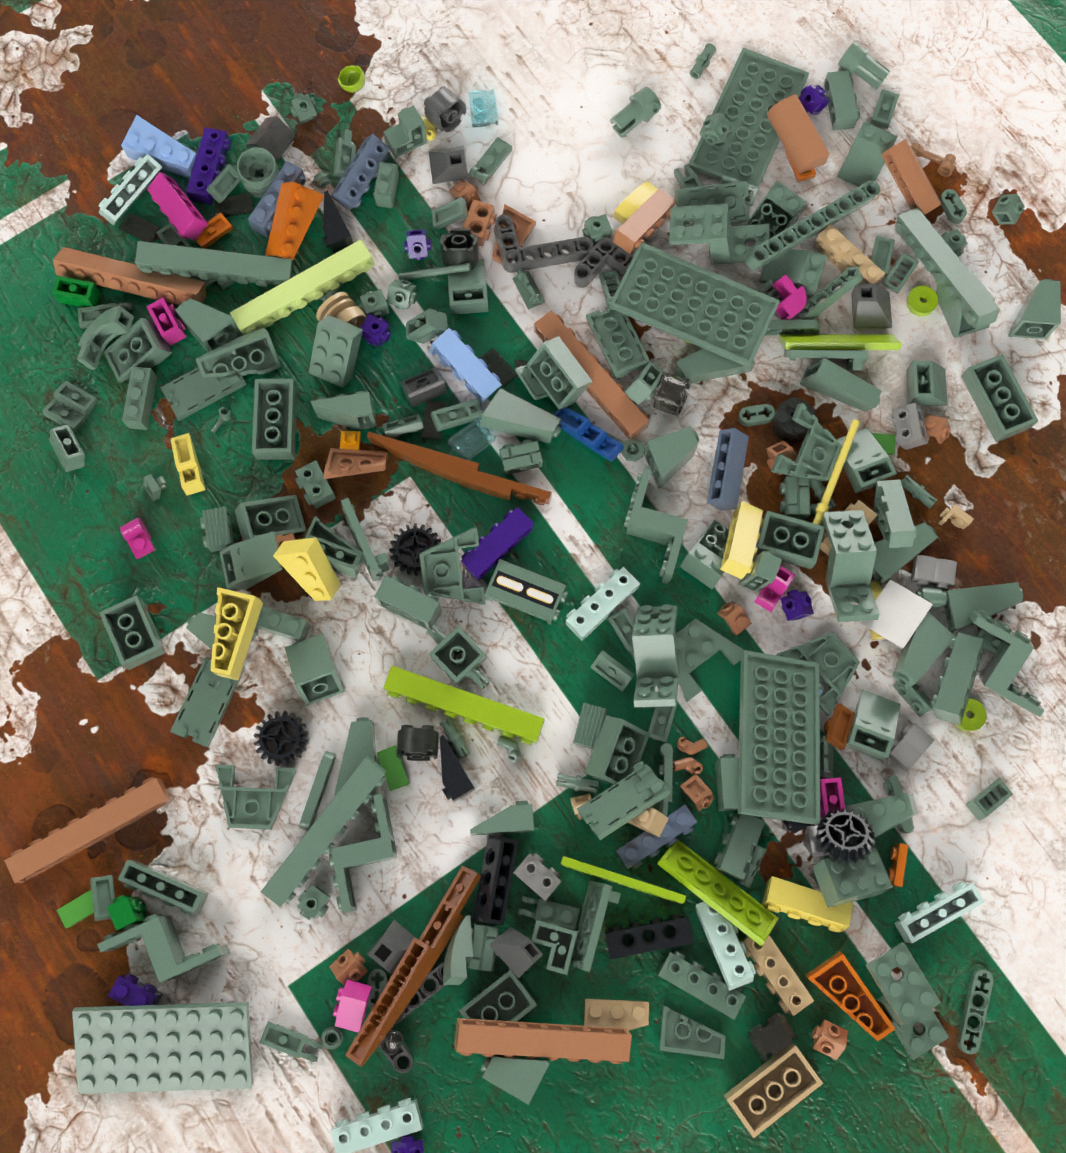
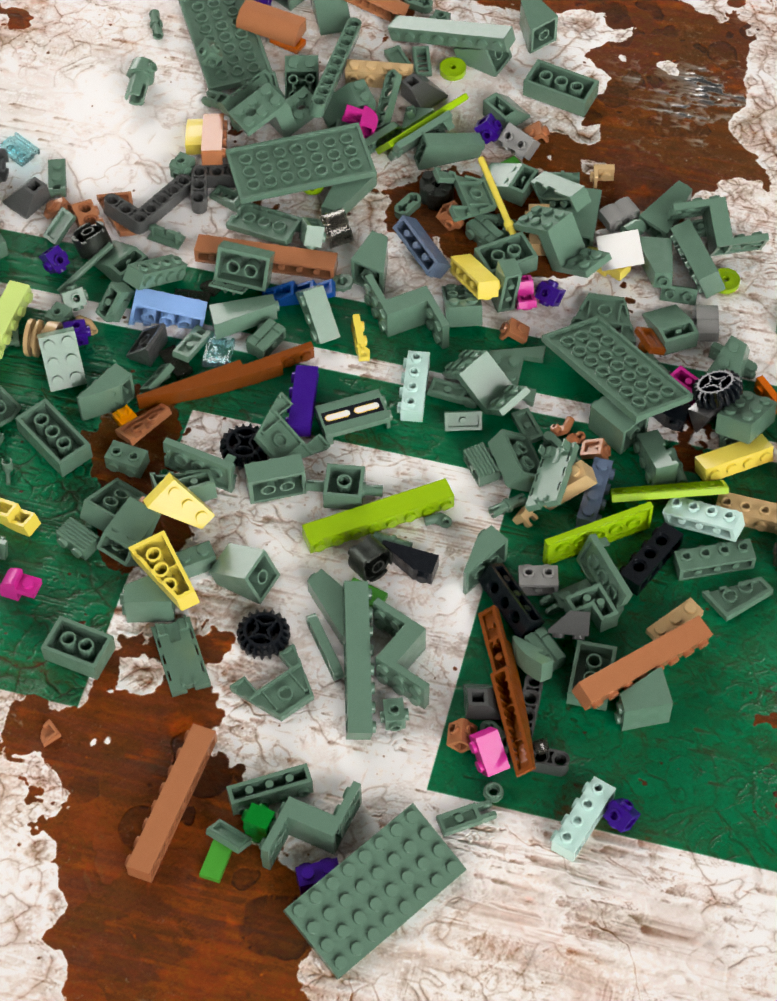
camera: 40 degrees left, 20 degrees down
(57, 687) = (49, 733): none -> nougat tile
(396, 326) = (88, 322): none -> tan arm
(479, 323) = (155, 272): none -> sand green brick
(578, 469) = (318, 314): none -> wedge
(597, 521) = (359, 339): none -> light yellow hinge
(842, 327) = (414, 115): none -> sand green piece
(894, 392) = (489, 128): none -> dark purple brick

